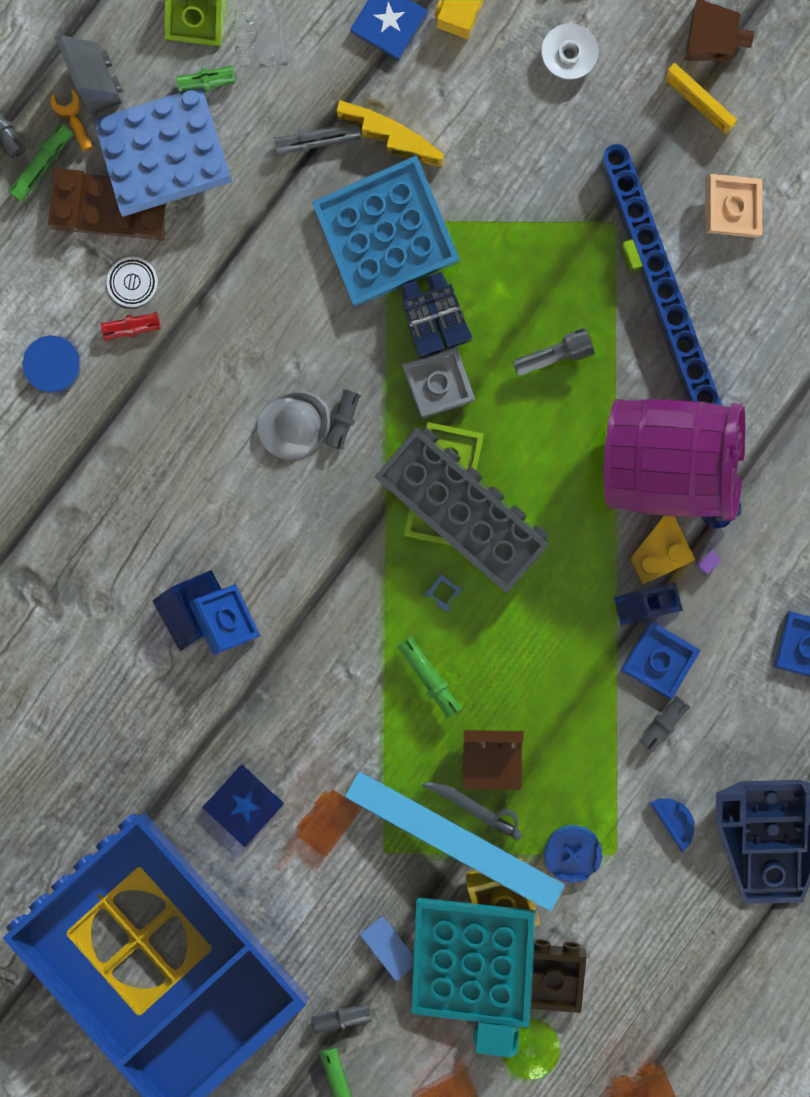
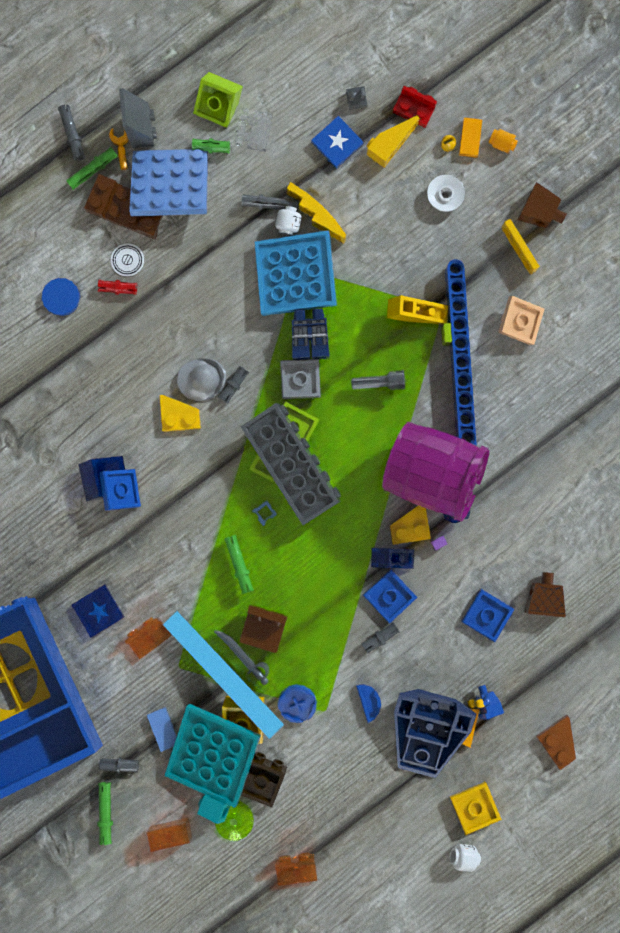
camera: 15 degrees right, 0 degrees up
(275, 487) = (178, 415): none -> yellow wing
(352, 158) = (288, 221): none -> white head
(578, 235) = (416, 310): none -> yellow slope

